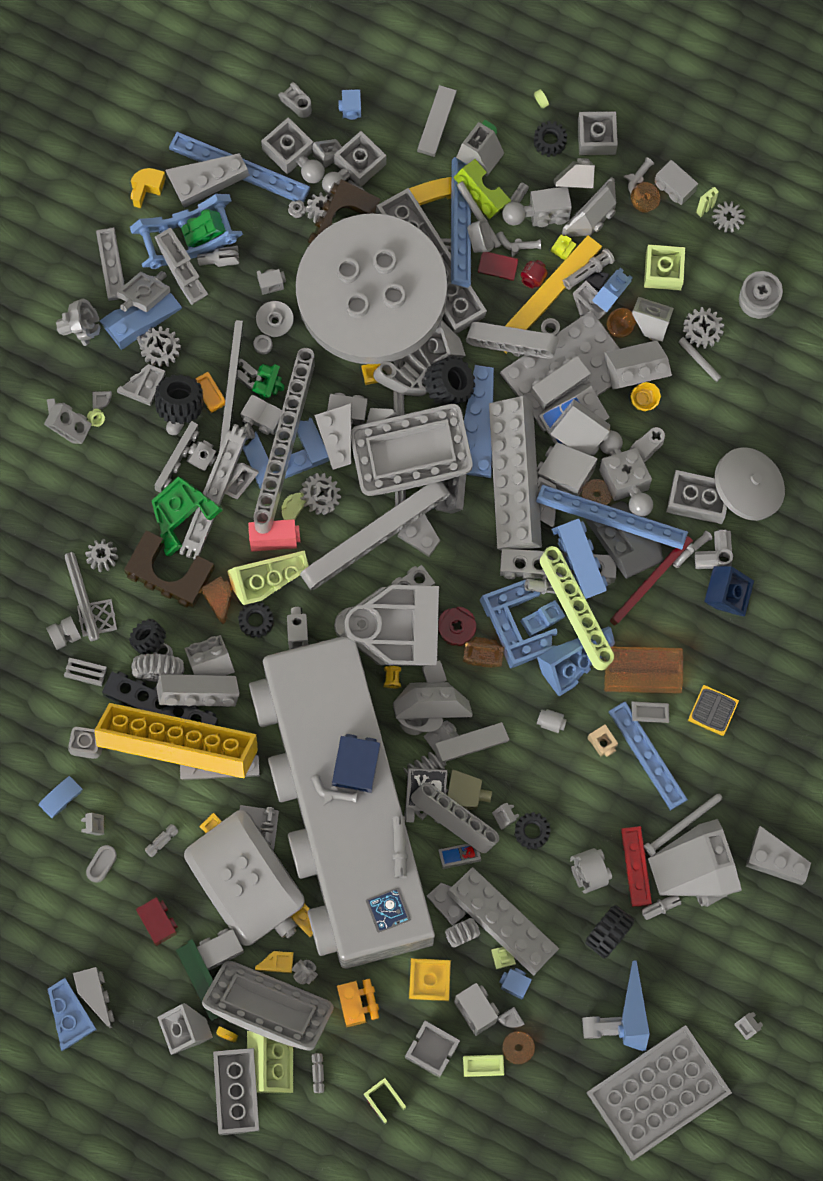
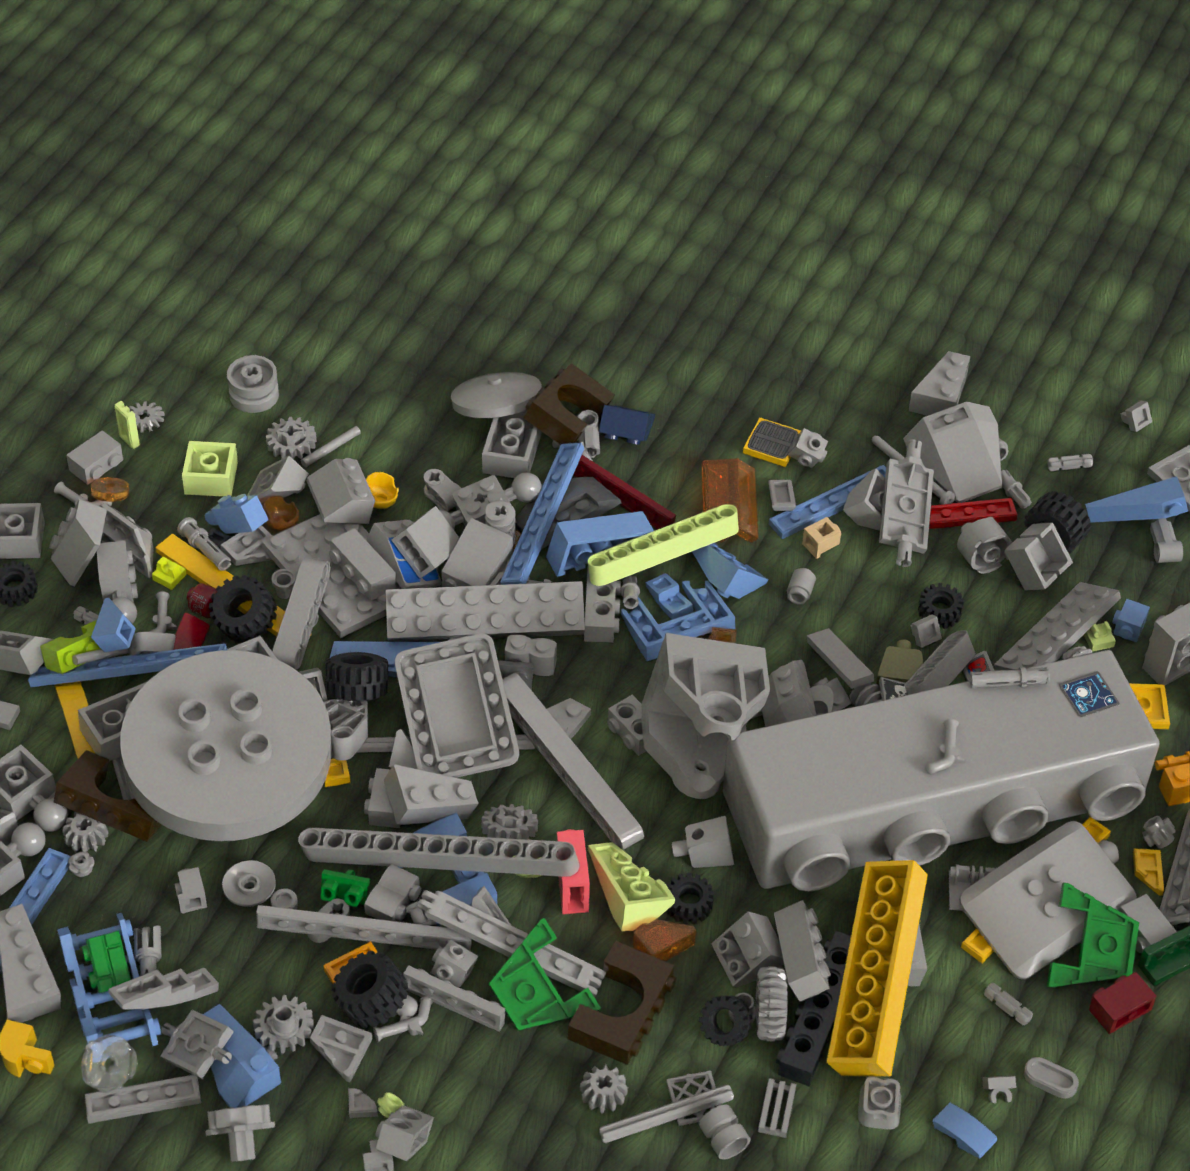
camera: 90 degrees left, 25 degrees down
(135, 237) = (94, 1058): none -> clear plate
(151, 349) = (287, 1028): none -> light grey piece
(161, 427) = (409, 1024): none -> light grey piece
(203, 914) = (1106, 942): none -> green wing
(356, 763) = (907, 721): dark blue brick -> none
(478, 510) = (538, 651): none -> light grey brick
(486, 205) = (112, 628): none -> medium blue slope
(515, 287) = (234, 594): none -> black tyre
(578, 907) = (1038, 556): none -> light grey piece
(597, 483) = (501, 517): none -> light grey piece
(632, 810) = (907, 504): none -> light grey plate
(640, 788) = (866, 501): none -> light grey slope
(695, 960) = (1070, 462): none -> light grey axle
(702, 731) = (808, 448): none -> light grey brick
(758, 543) = (571, 386): none -> dark brown arch

